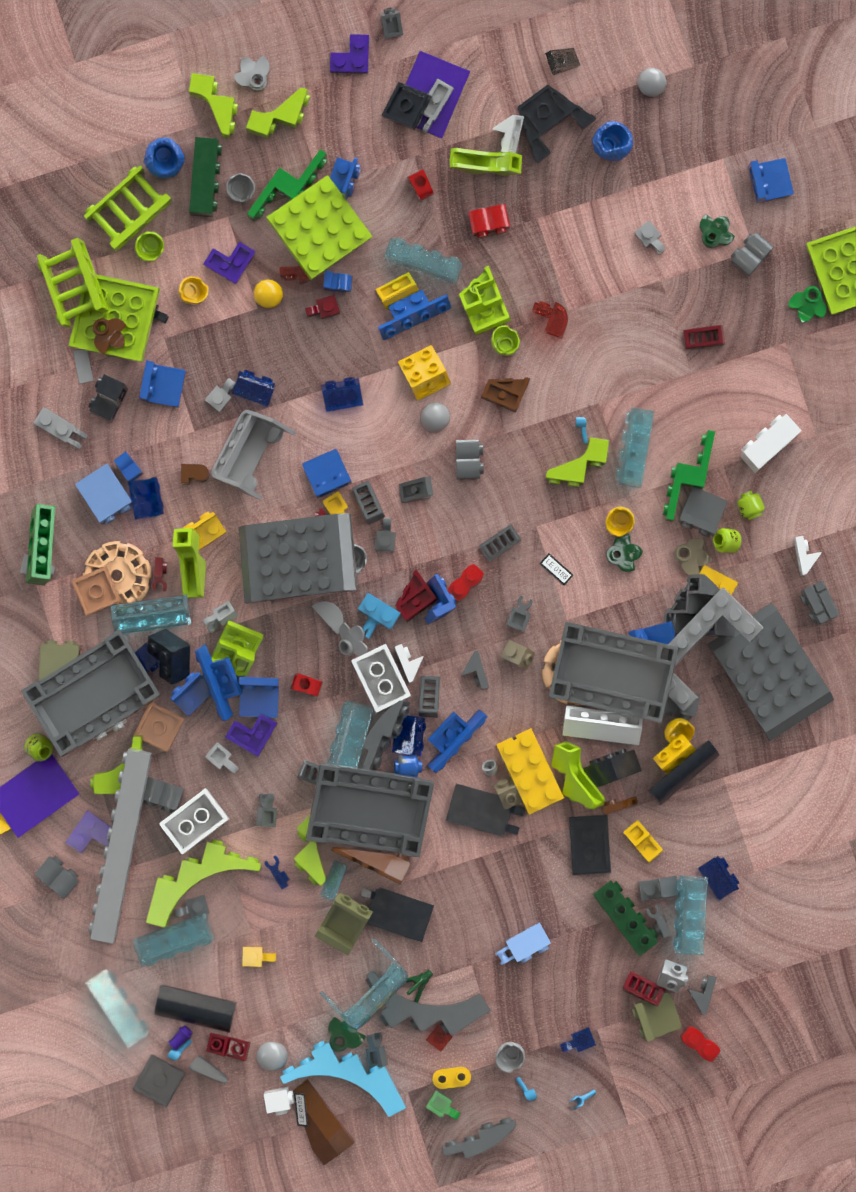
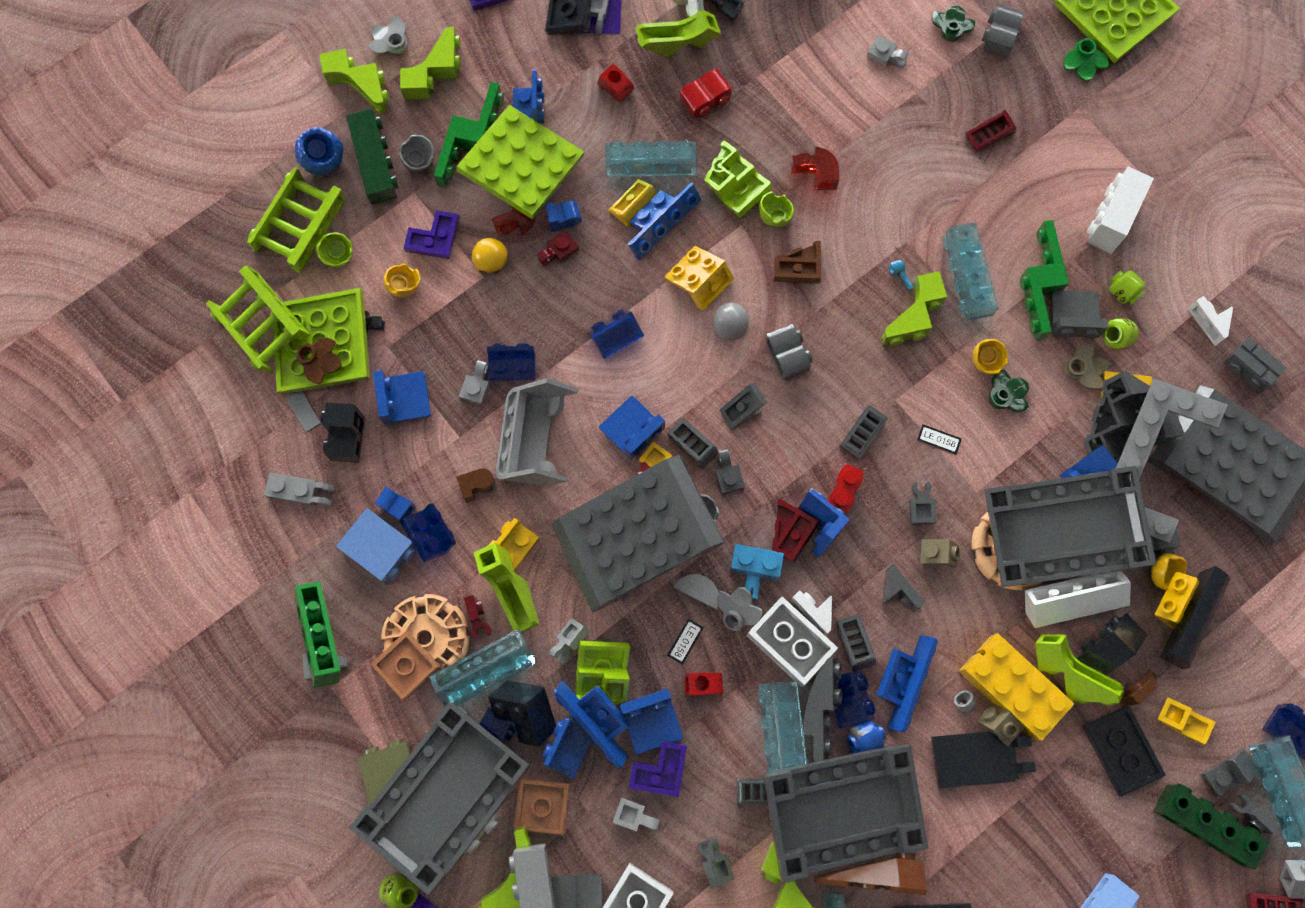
camera: 20 degrees left, 10 degrees down
(305, 648) = (685, 641): none -> sticker

